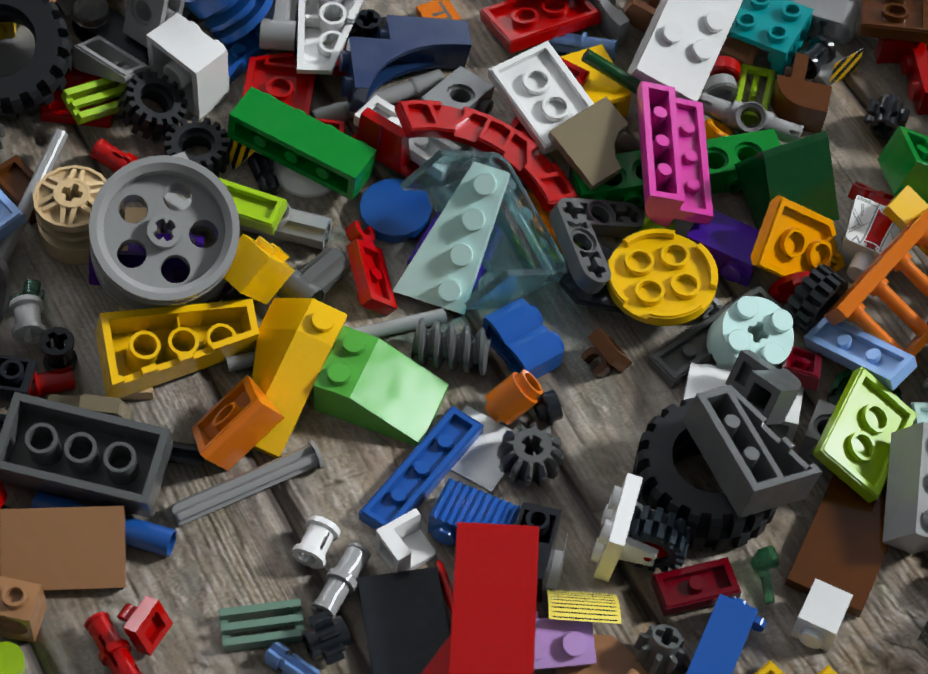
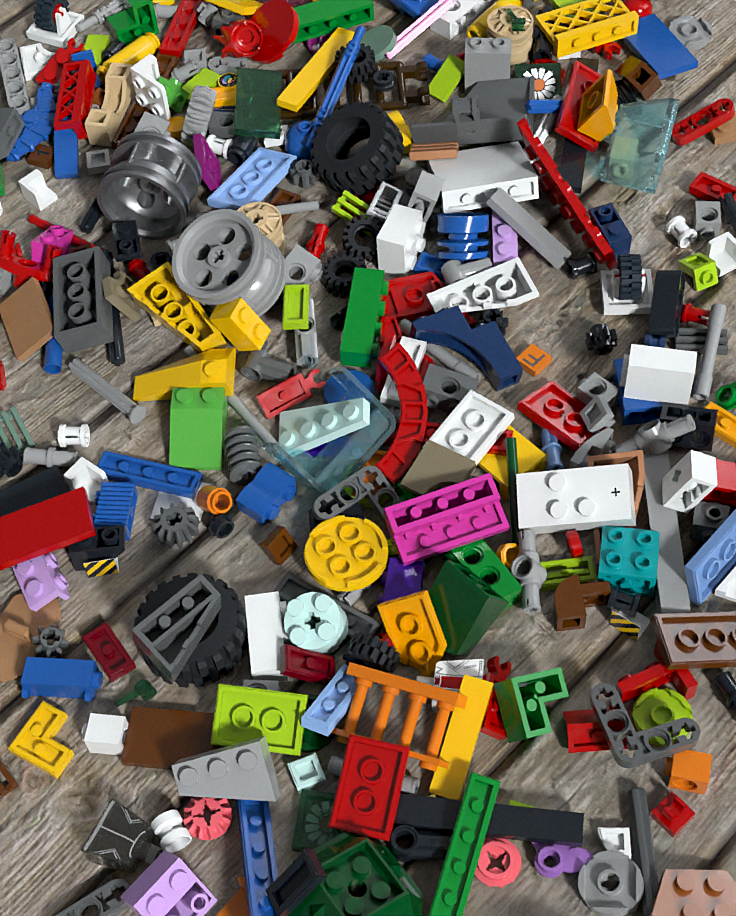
camera: 80 degrees right, 0 degrees up
(235, 424) = (134, 364): orange slope -> none
(583, 606) = (67, 586): light yellow sticker -> none
(638, 534) = (123, 593): plate -> none
(721, 86) = (553, 546): light grey tile -> none
(764, 386) = (248, 636): dark grey brick -> none
(886, 115) = (586, 666): black gear -> none

